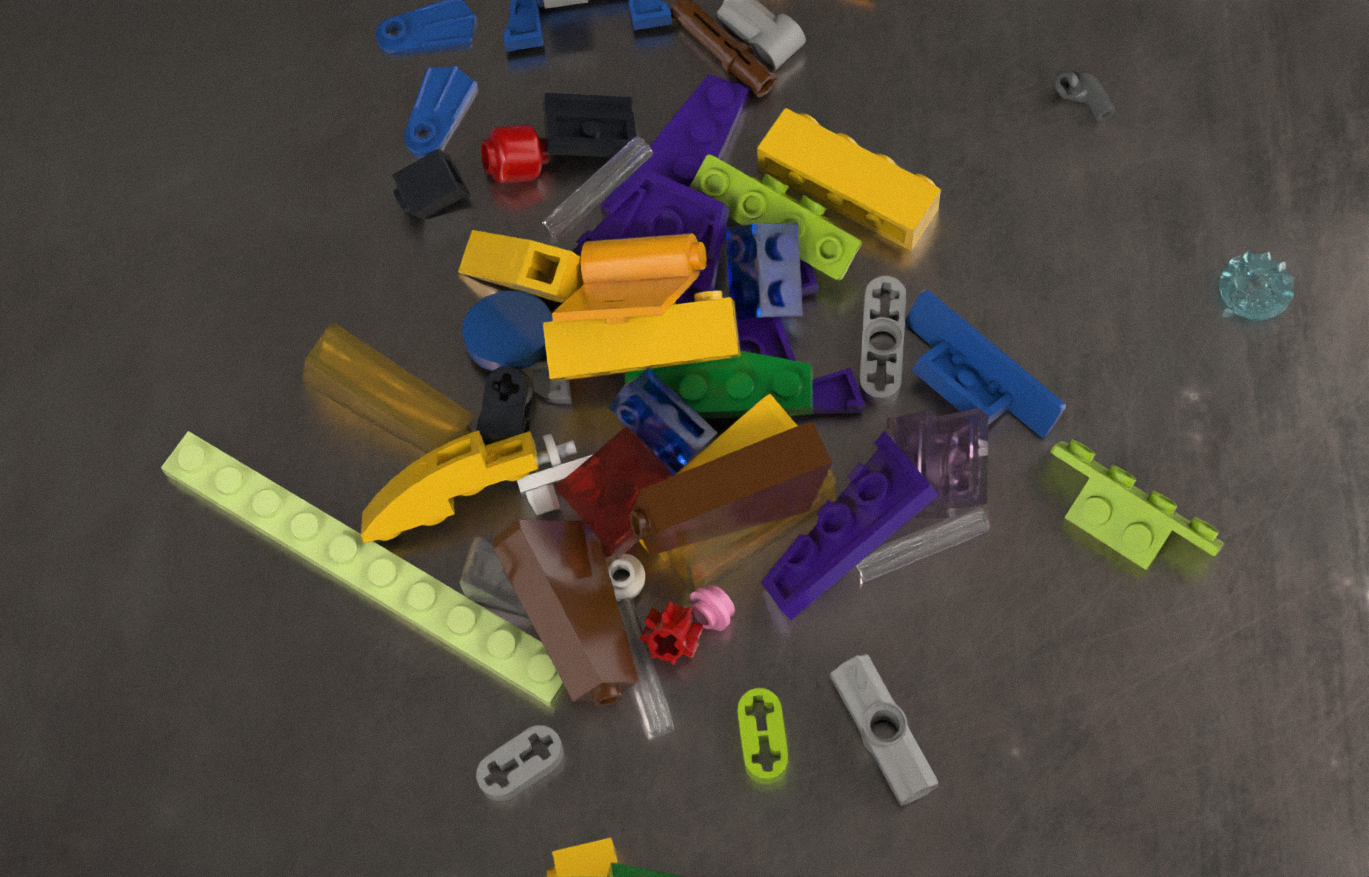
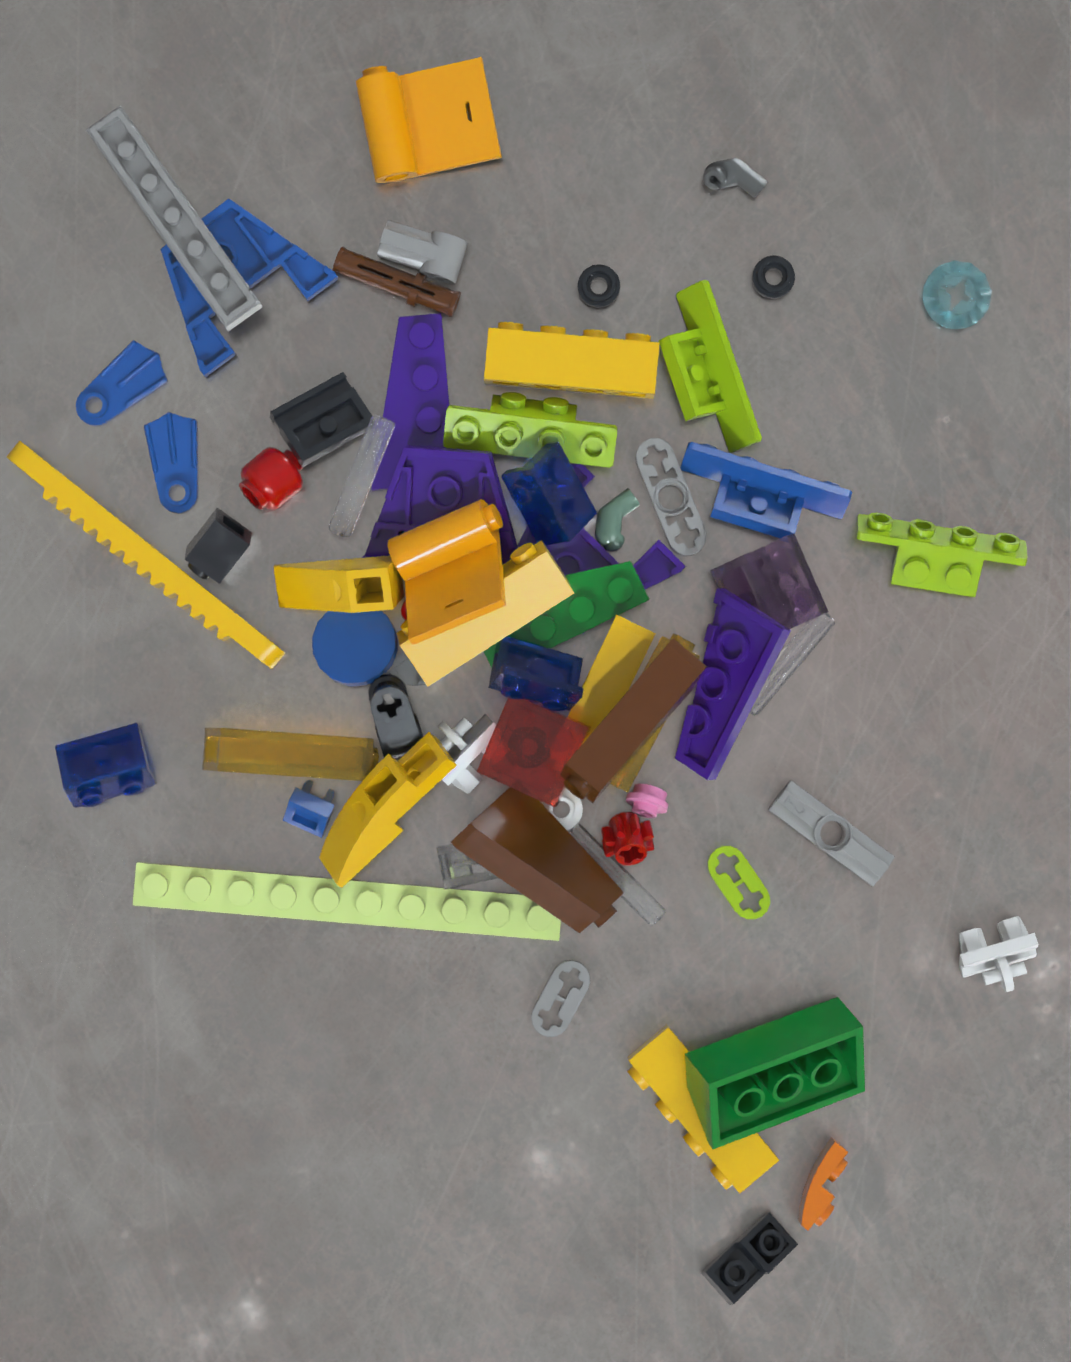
camera: 30 degrees left, 20 degrees up
(212, 333) = (104, 766): none -> clear blue bracket
(361, 173) = (139, 552): none -> yellow gear
(376, 459) = (309, 811): none -> blue tile
(813, 332) = (610, 520): none -> sand green arm
(909, 118) = (594, 273): none -> black plate
(974, 240) = (706, 369): none -> lime bracket
(1084, 181) = (777, 264): none -> black plate

